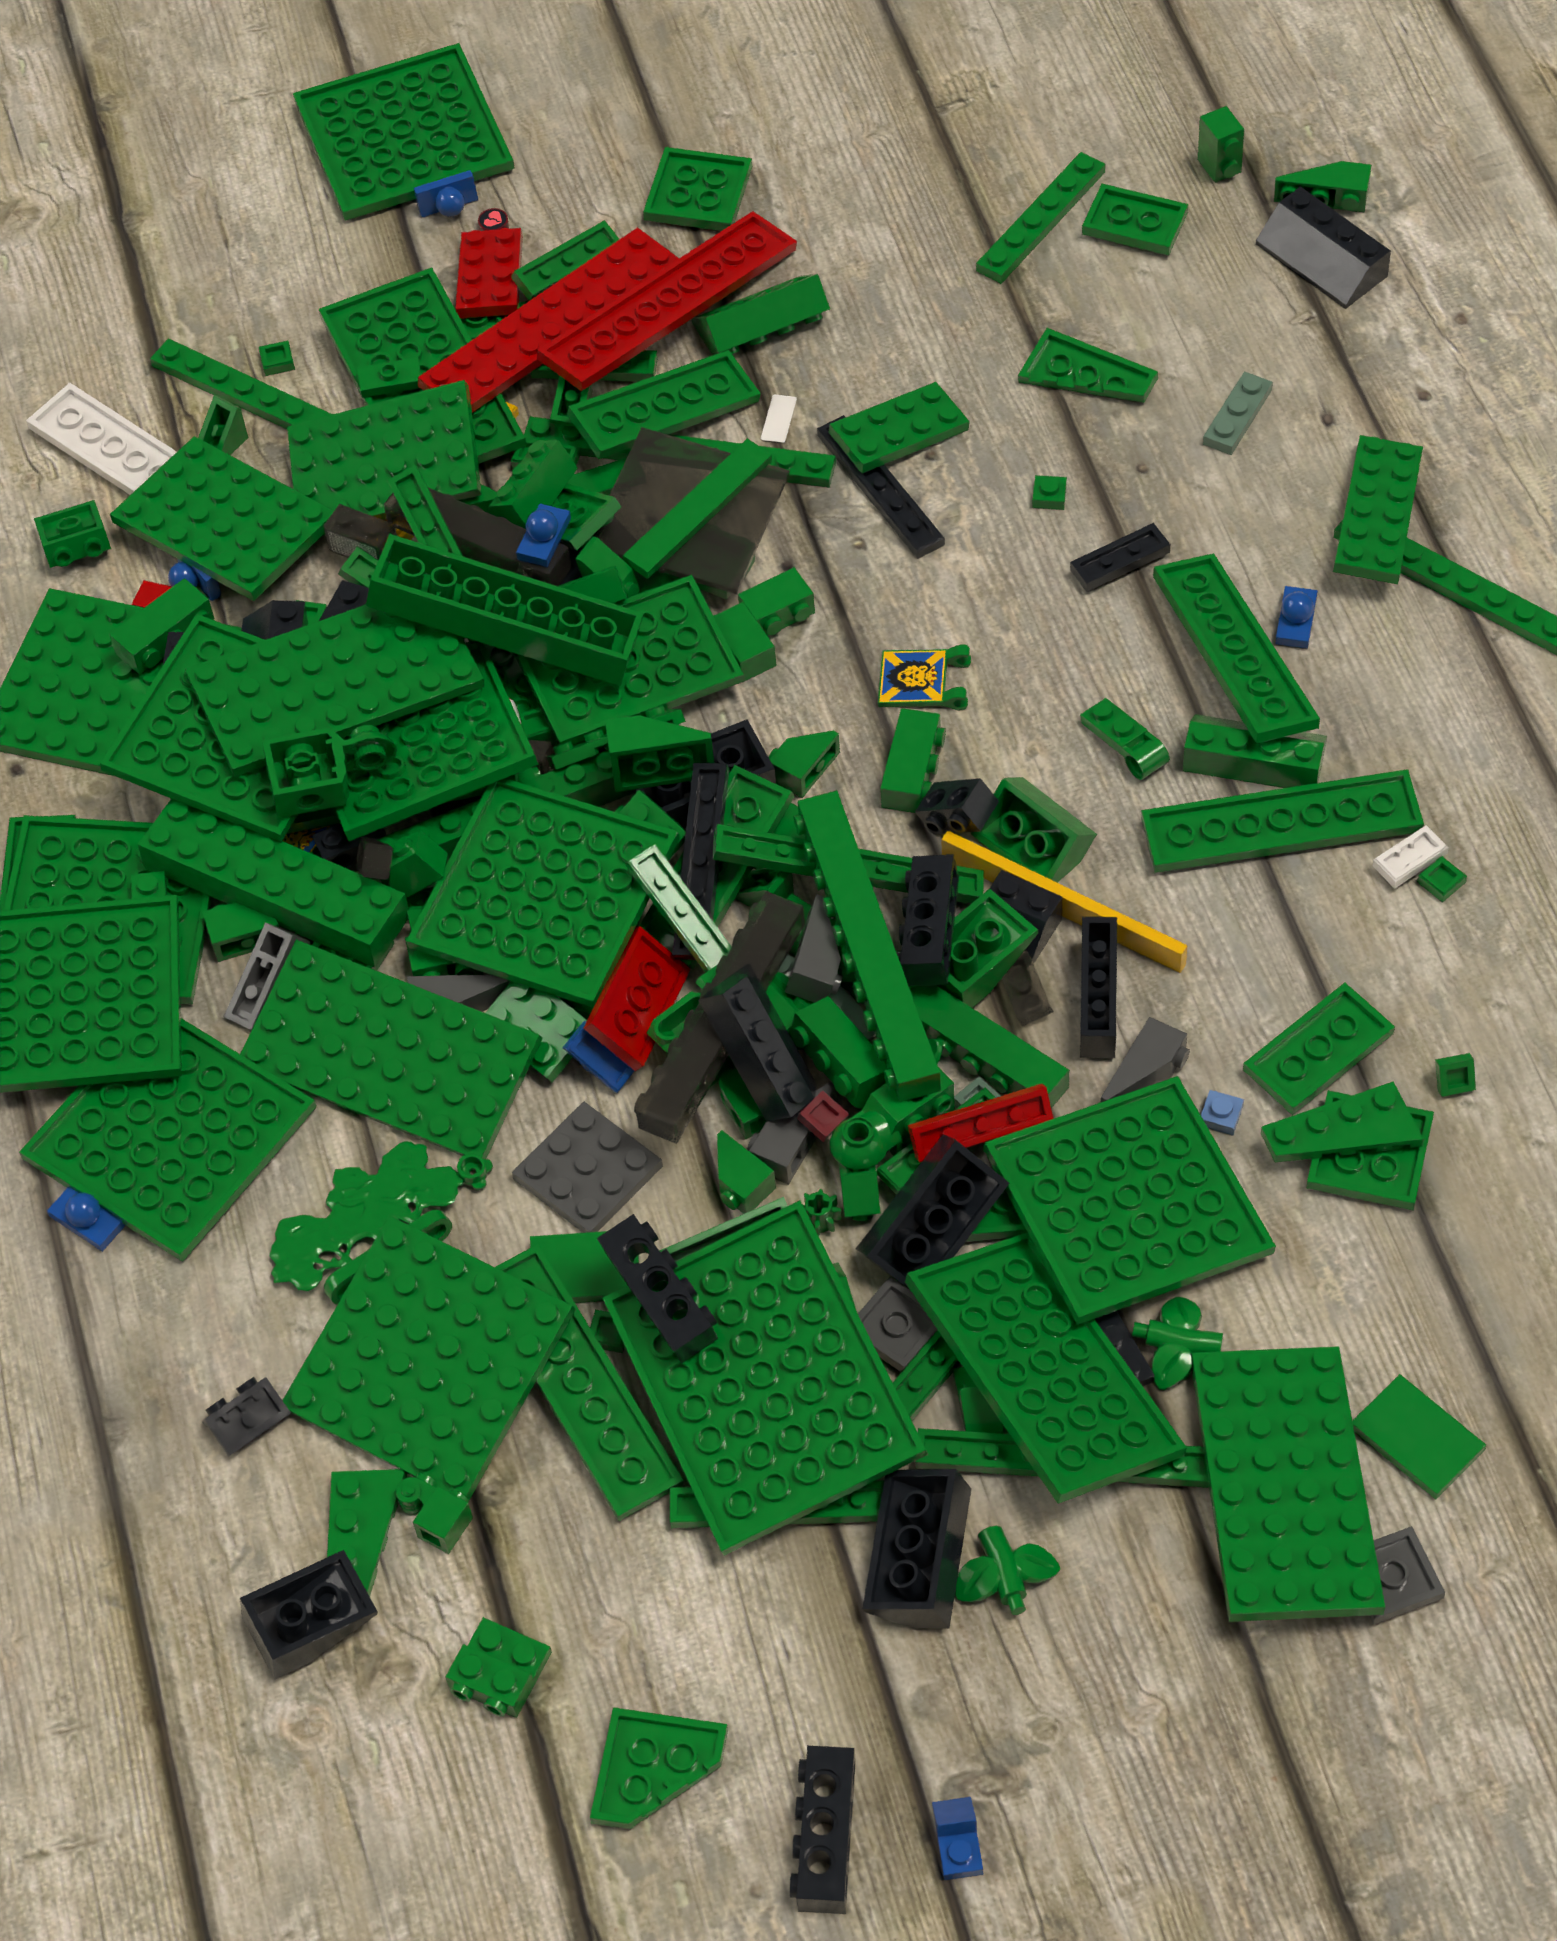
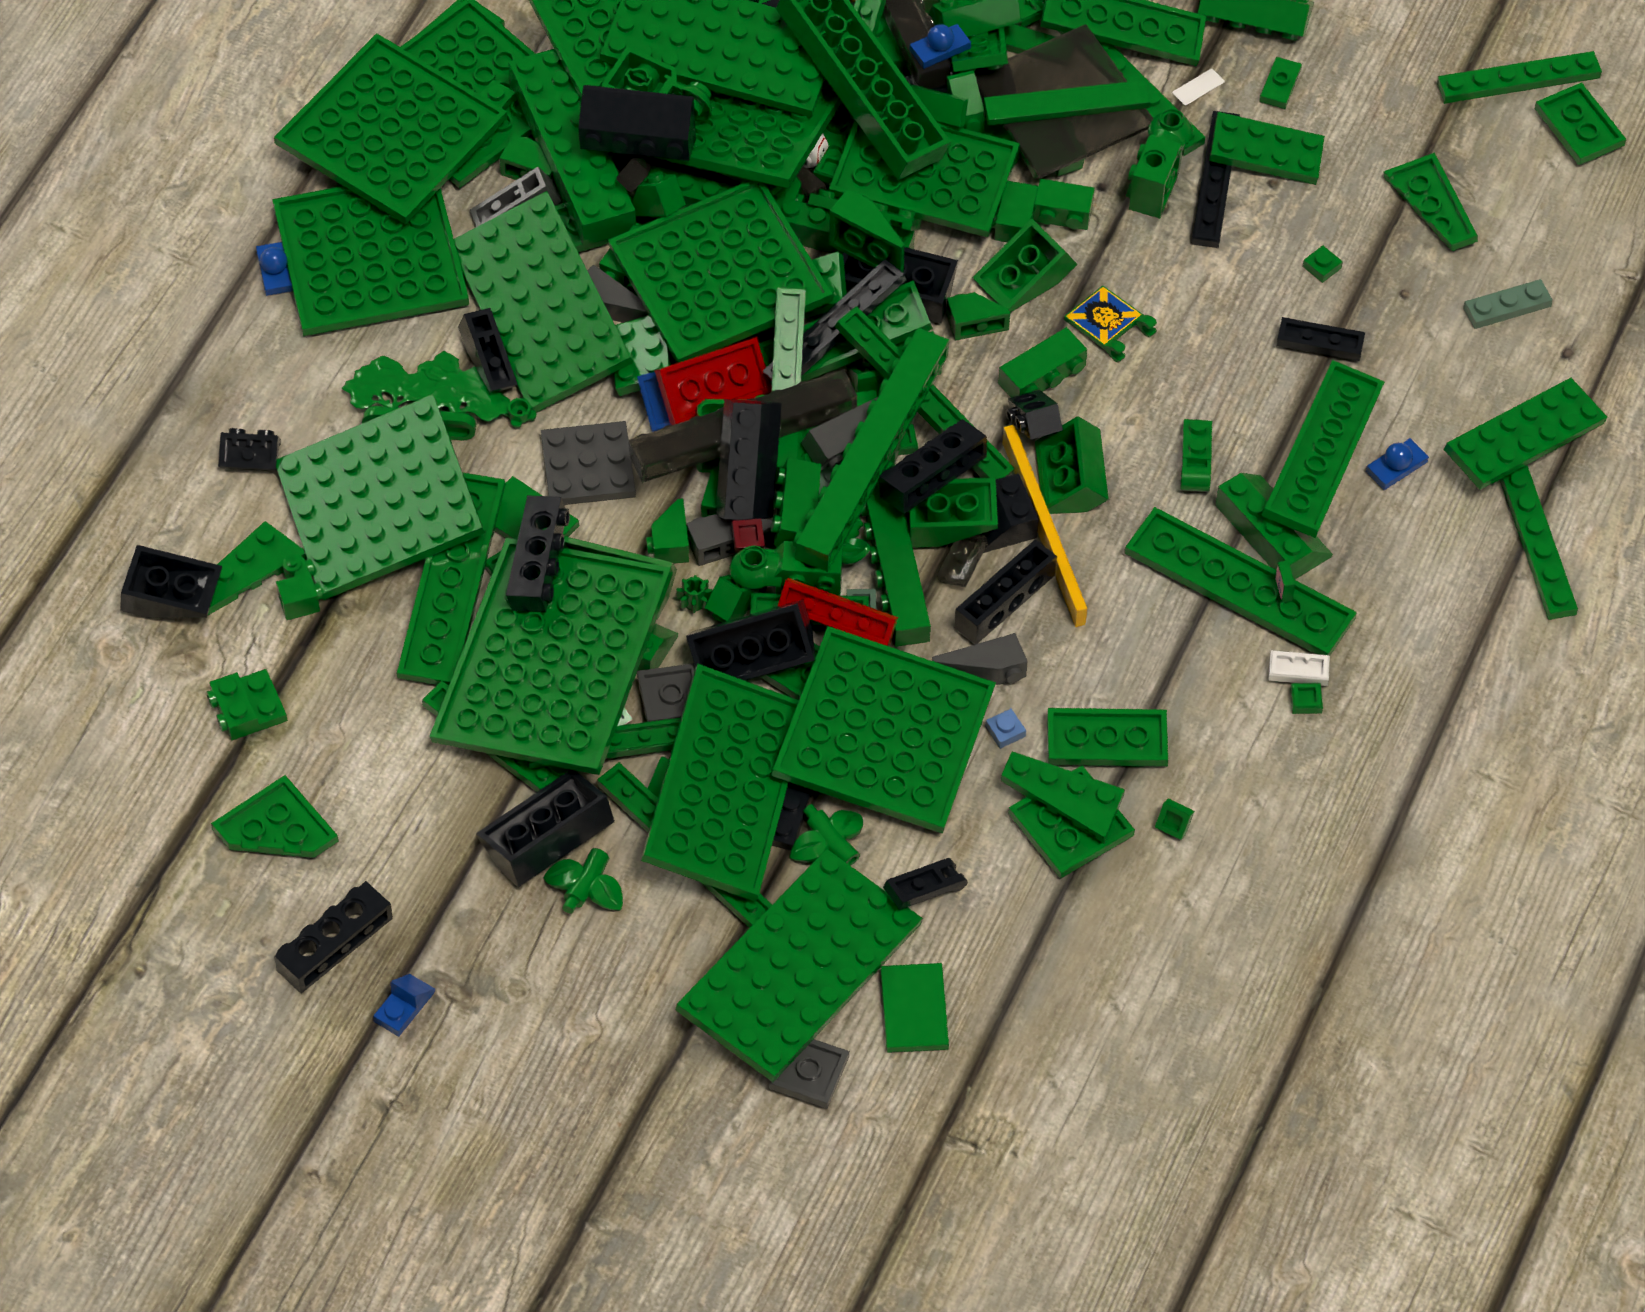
camera: 35 degrees right, 0 degrees up
(341, 806) = (637, 123): none -> black slope
(386, 1136) = (487, 350): none -> black slope
(802, 684) = (1024, 267): none -> green slope
(829, 504) = (1158, 163): none -> green brick
(848, 363) = (1280, 82): none -> green plate
(1312, 1313) = (925, 883): none -> black plate
(1328, 787) = (1285, 581): none -> green tile

